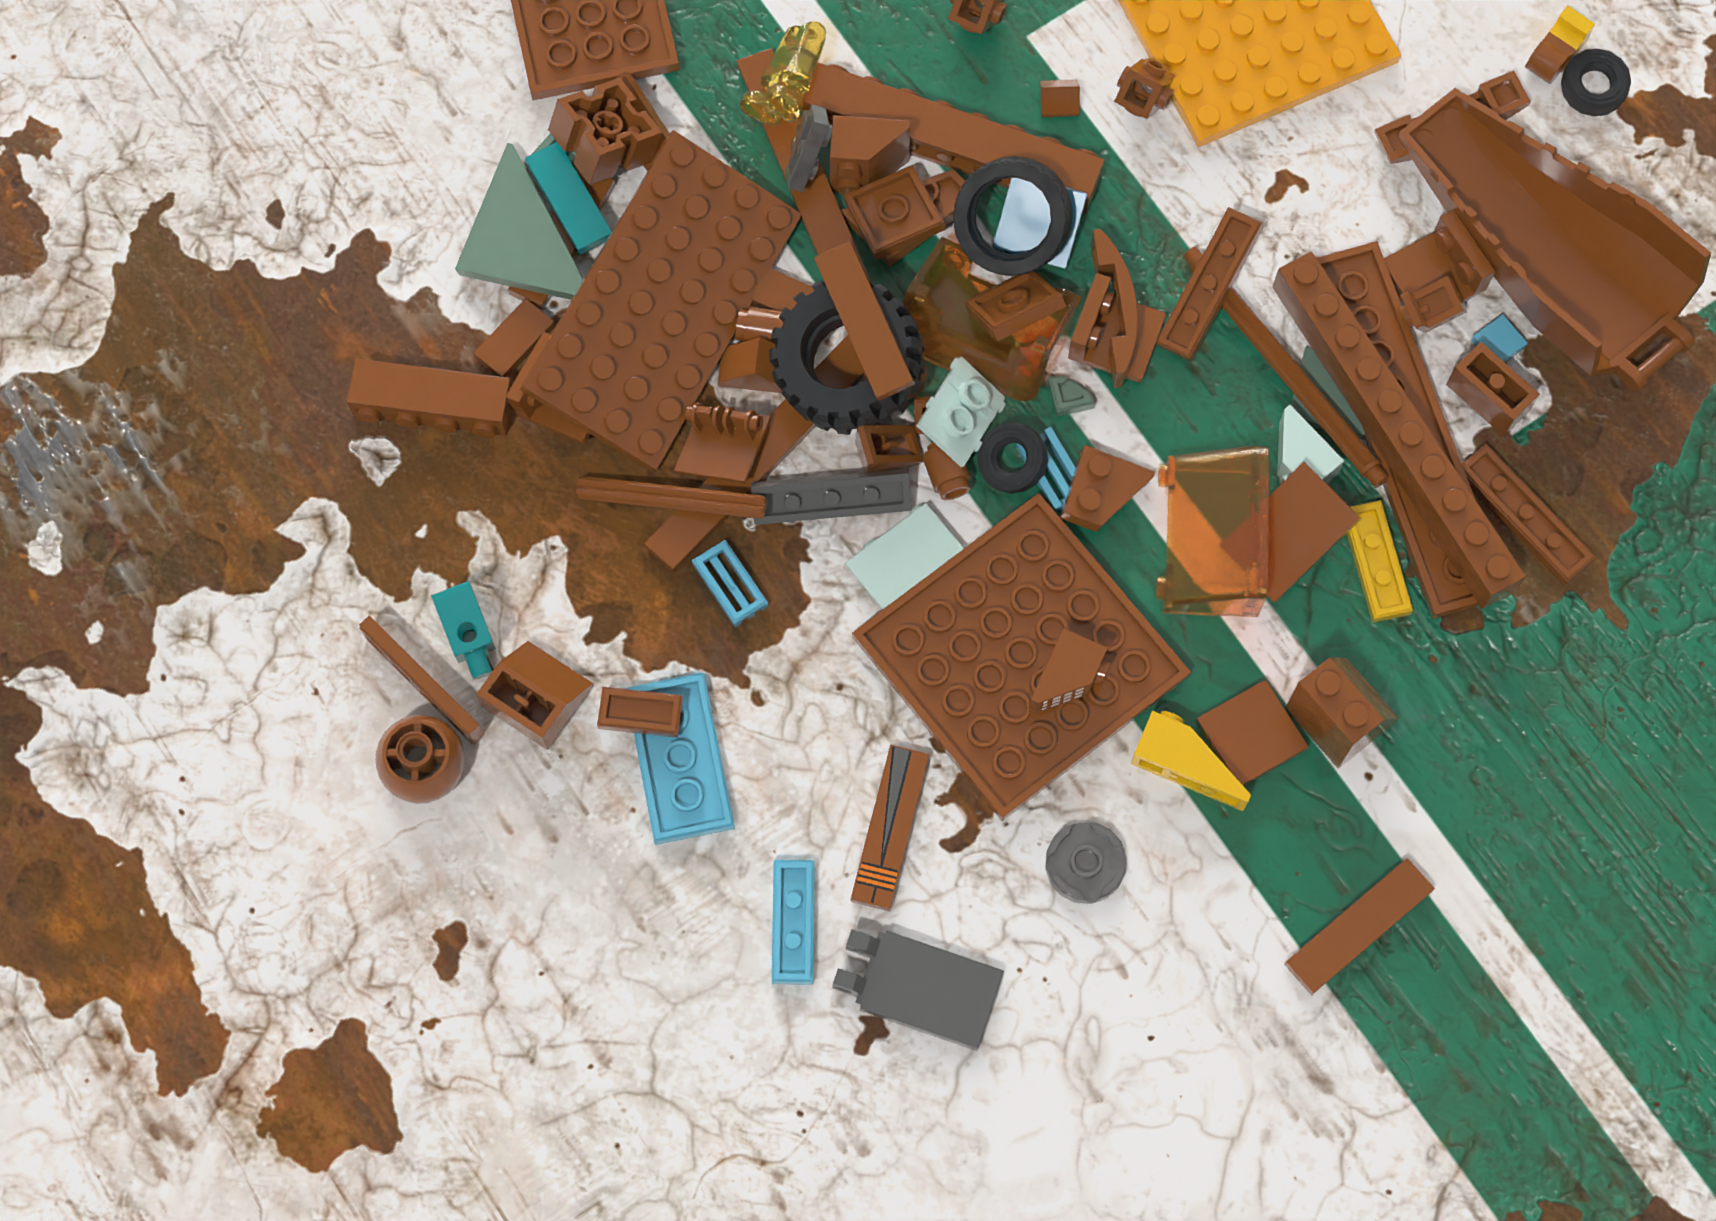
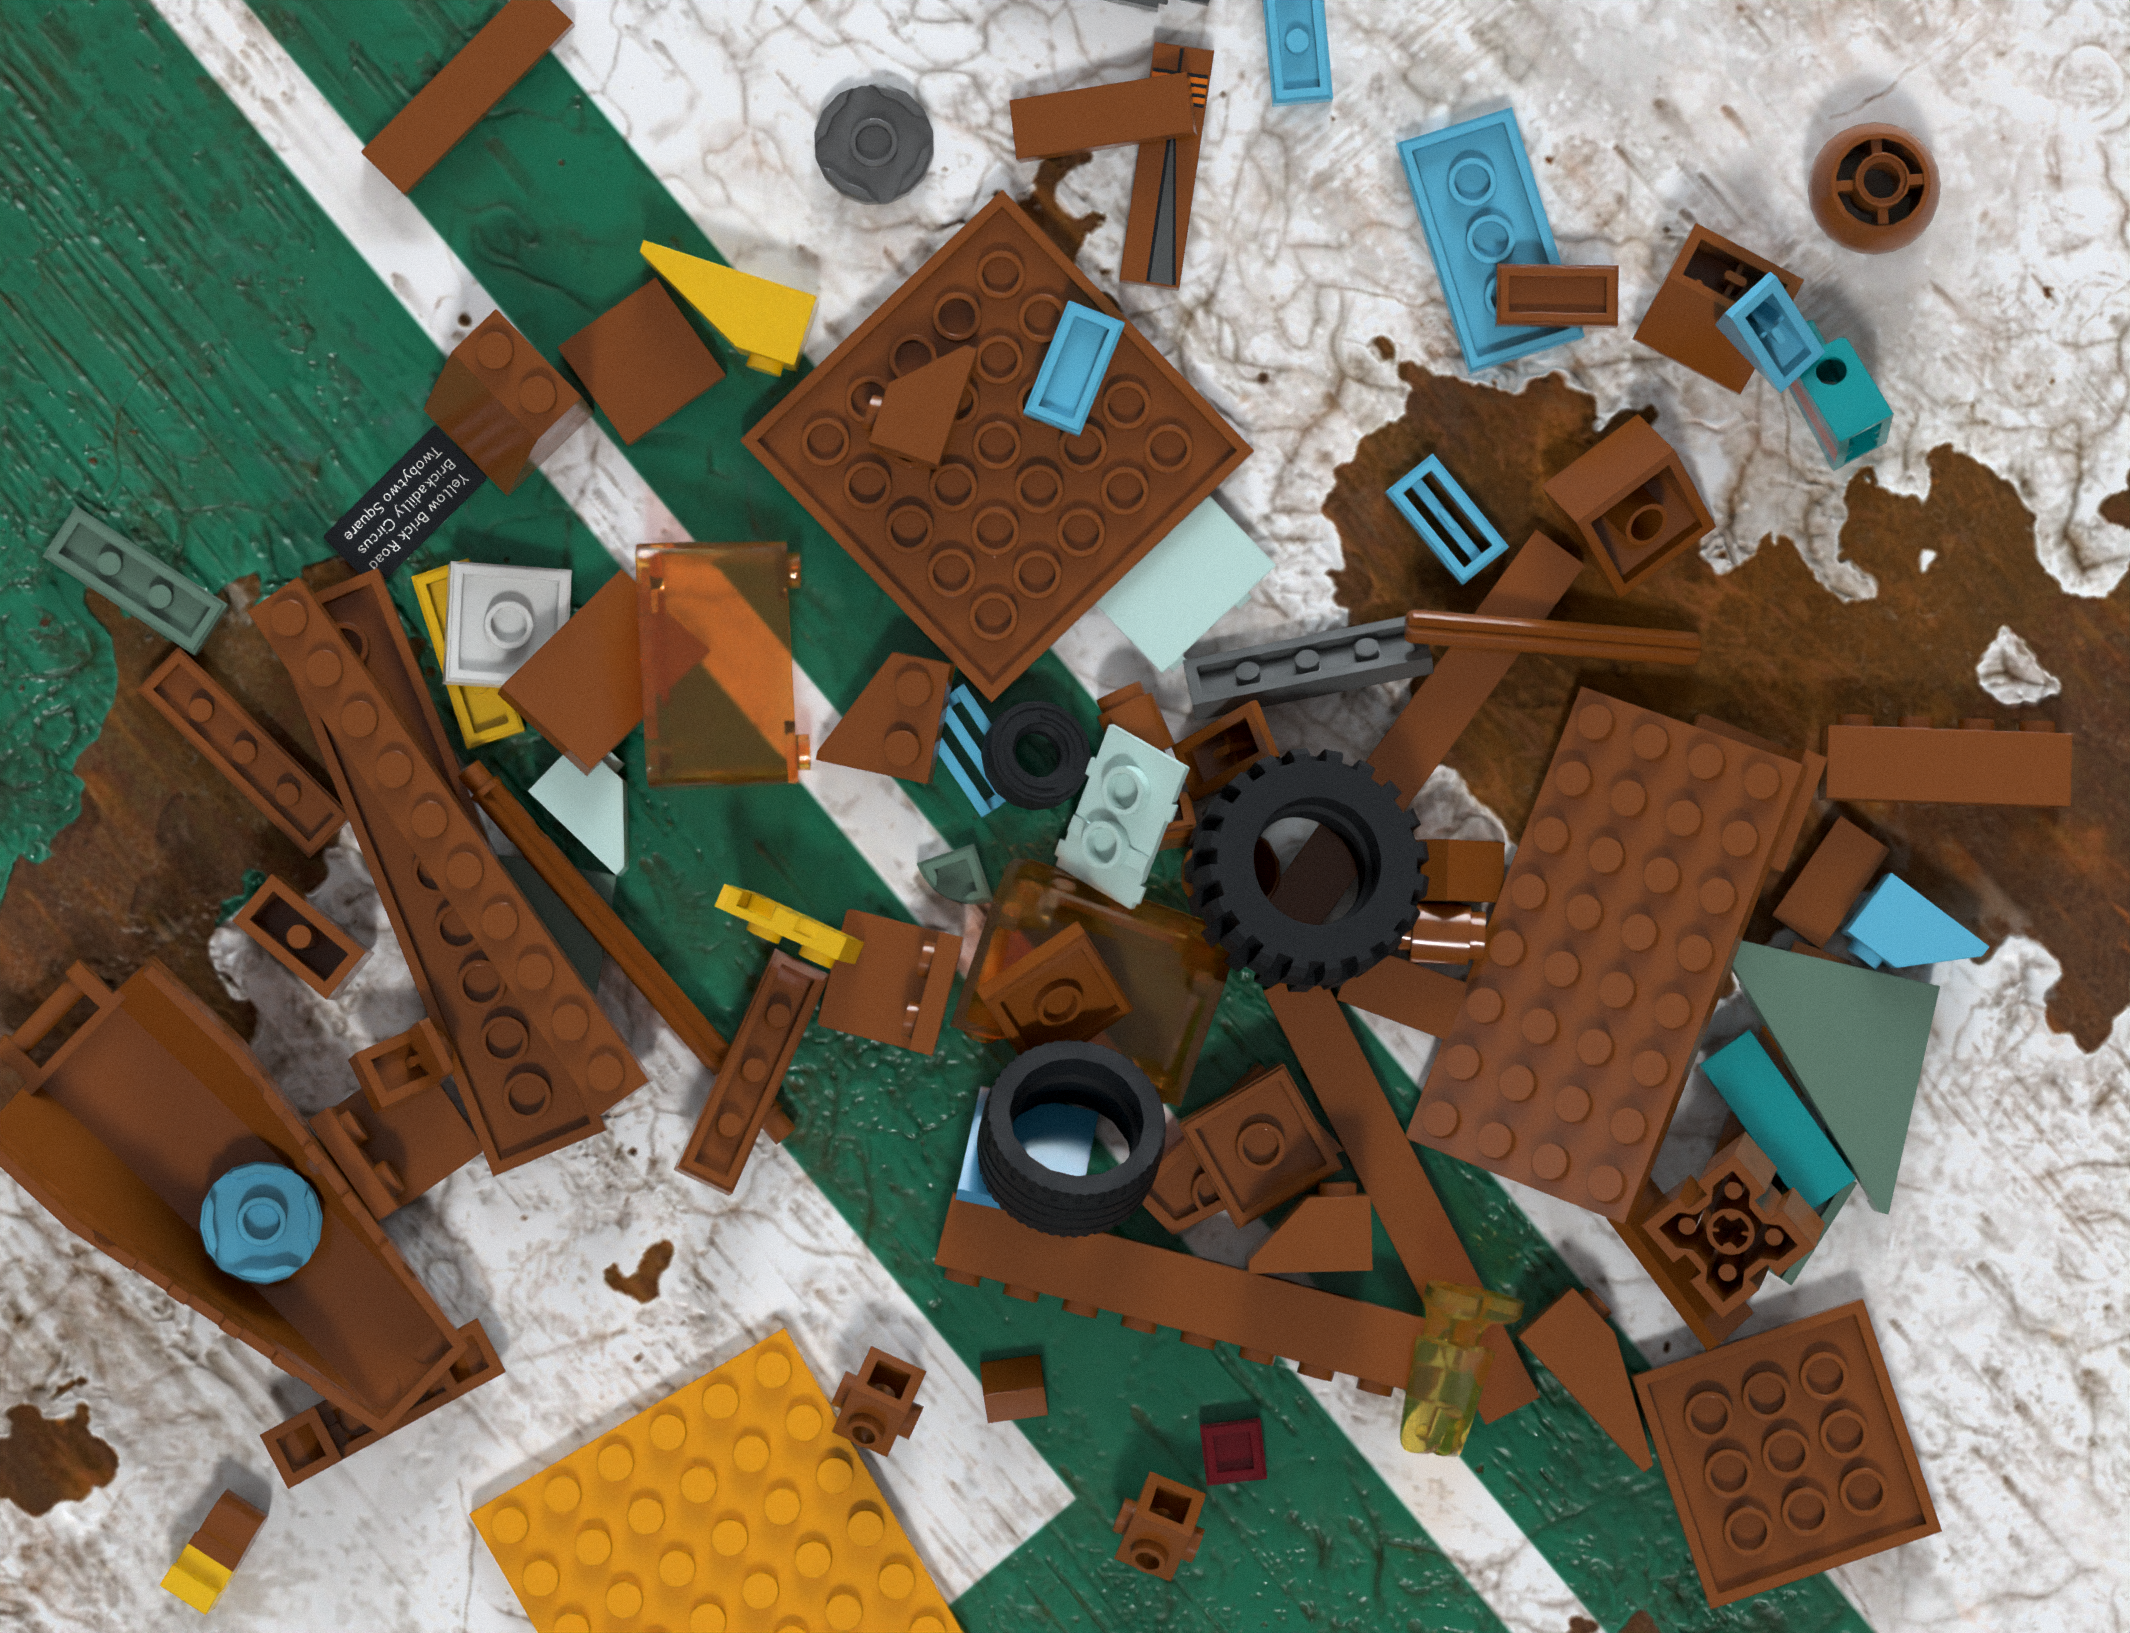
camera: 175 degrees right, 15 degrees up
(420, 680) = (1891, 314): dark orange tile -> none
(469, 302) = (1905, 929): none -> medium azure slope
(505, 656) = (1771, 333): none -> medium azure slope
(611, 577) = (1629, 505): none -> dark orange slope
(710, 82) = (1587, 1361): none -> dark orange slope
(721, 442) = (1485, 734): dark orange hinge -> none
(810, 136) = (1406, 1235): flat silver hinge -> none
(864, 320) = (1286, 897): dark orange tile -> none
(927, 51) = (1233, 1451): none -> dark red tile
(930, 859) = (1103, 117): none -> dark orange tile
(965, 693) = (1074, 368): none -> medium azure tile
(1111, 264) = (881, 938): dark orange slope -> none
(1180, 365) = (773, 920): none -> yellow wing
(1354, 574) = (499, 619): none -> white tile
(1413, 659) = (406, 505): none -> black sticker
(1501, 338) = (294, 1032): medium azure tile -> none
(1527, 224) = (260, 1222): none -> medium azure tile
(1594, 628) = (136, 581): none -> sand green tile
(1603, 62) = (117, 1509): black tyre -> none

